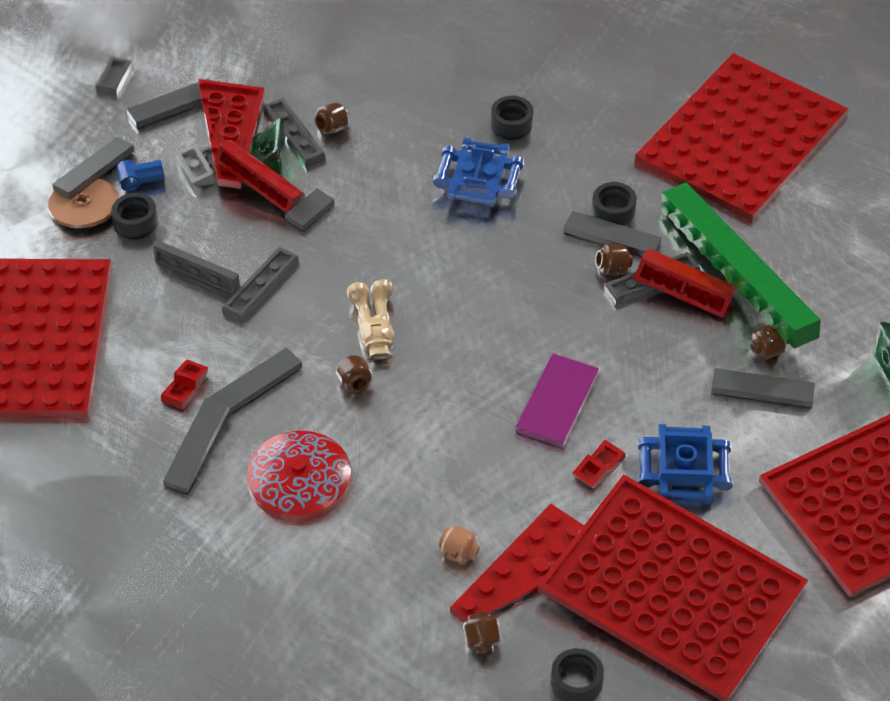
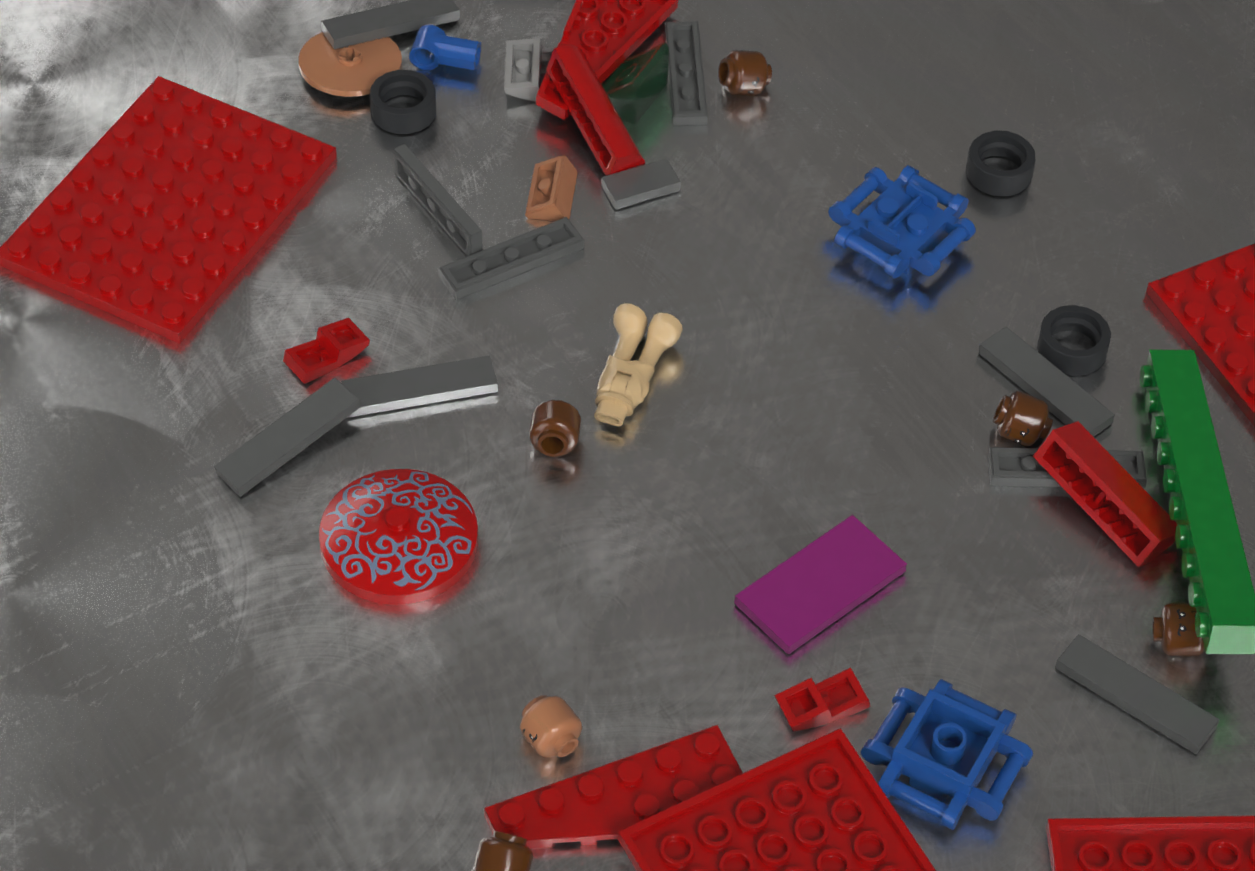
camera: 25 degrees right, 0 degrees up
(258, 234) = (552, 190): none -> nougat slope

